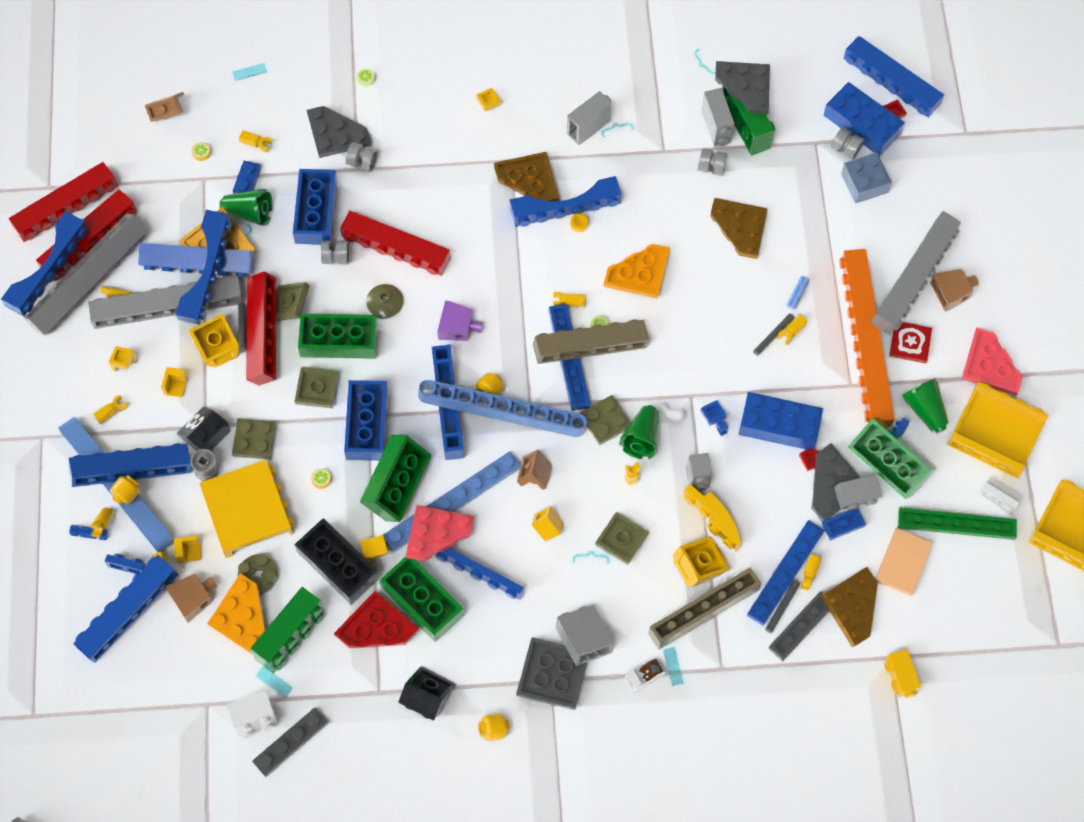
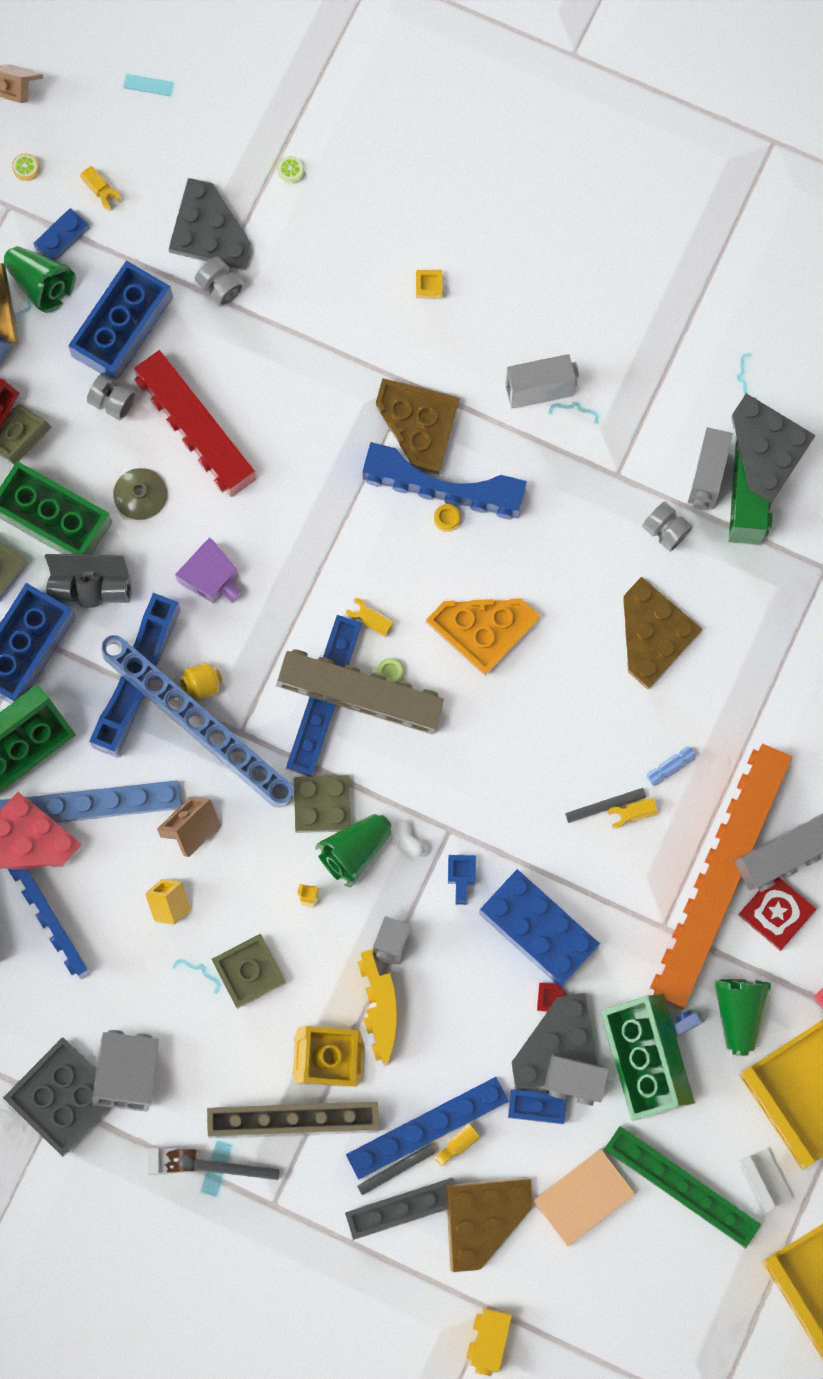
camera: 30 degrees right, 10 degrees up
(385, 359) = (88, 579): none -> dark grey panel
(687, 657) = (236, 1169): none -> dark grey bar

